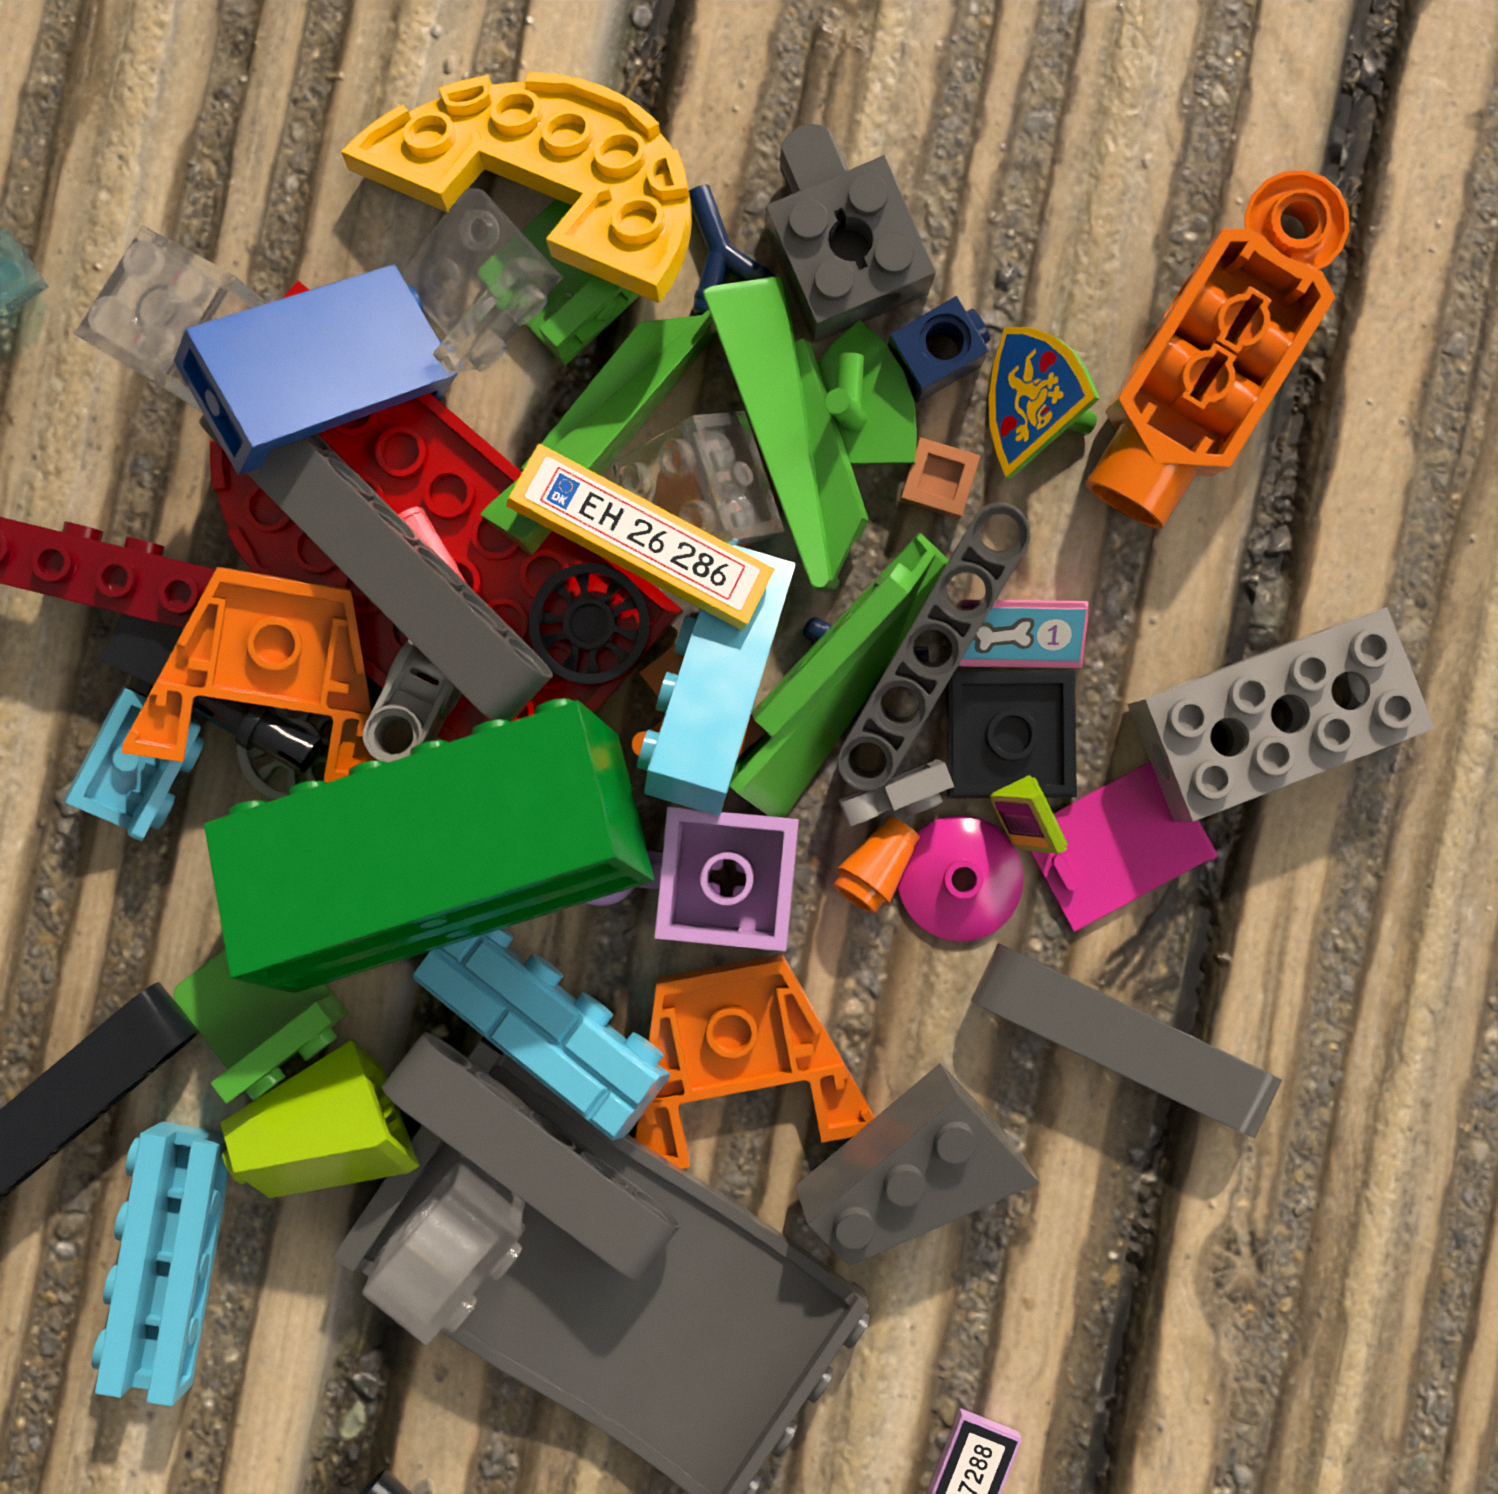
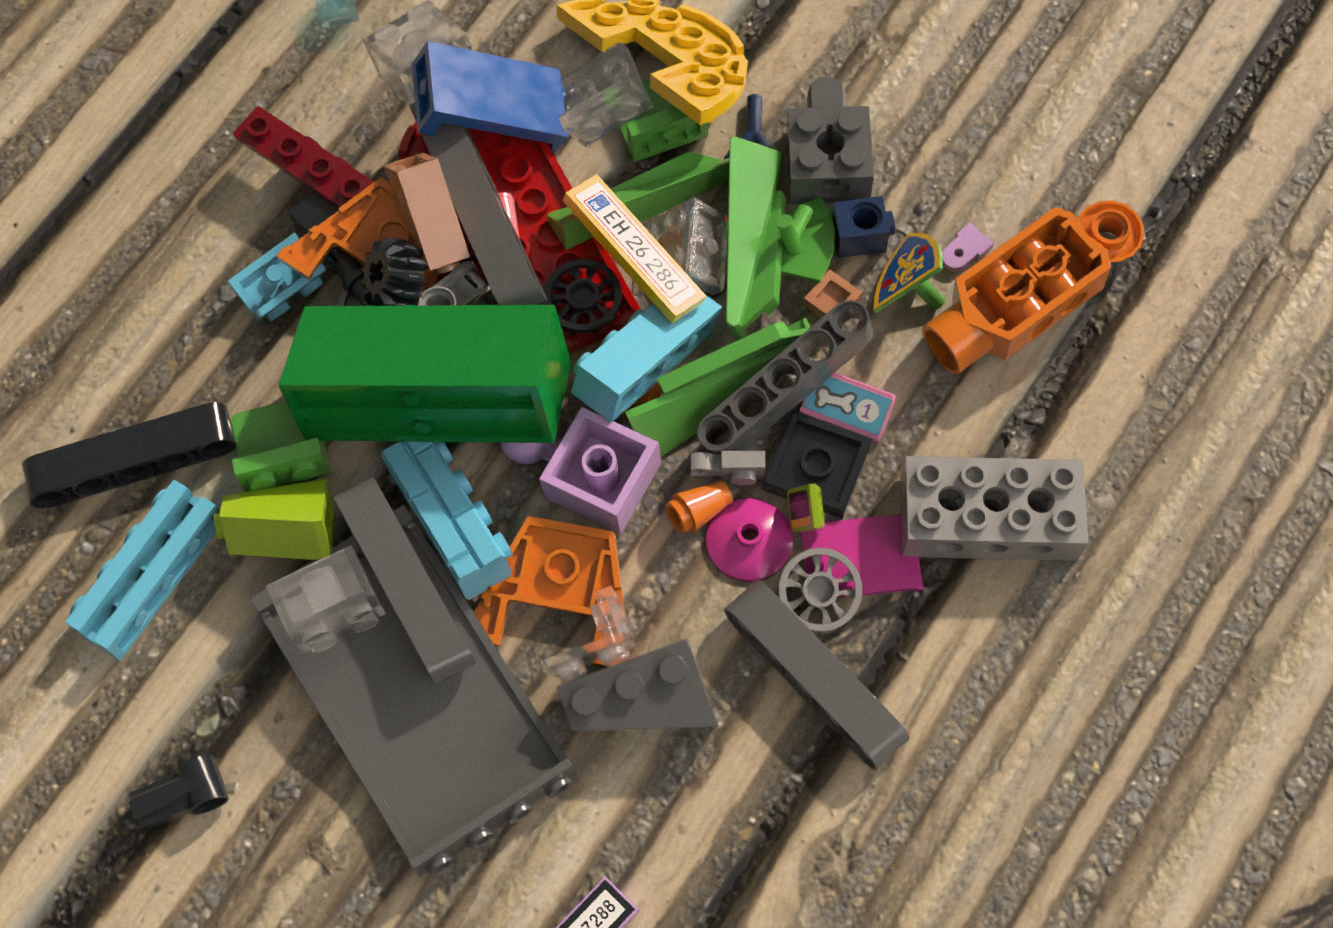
camera: 25 degrees right, 20 degrees down
(310, 599) = (428, 211): none -> nougat slope
(310, 721) = (393, 273): none -> black gear
(847, 1148) = (612, 622): none -> clear bracket
(1088, 920) = (821, 588): none -> light grey wheel
(1096, 310) = (968, 243): none -> lavender piece

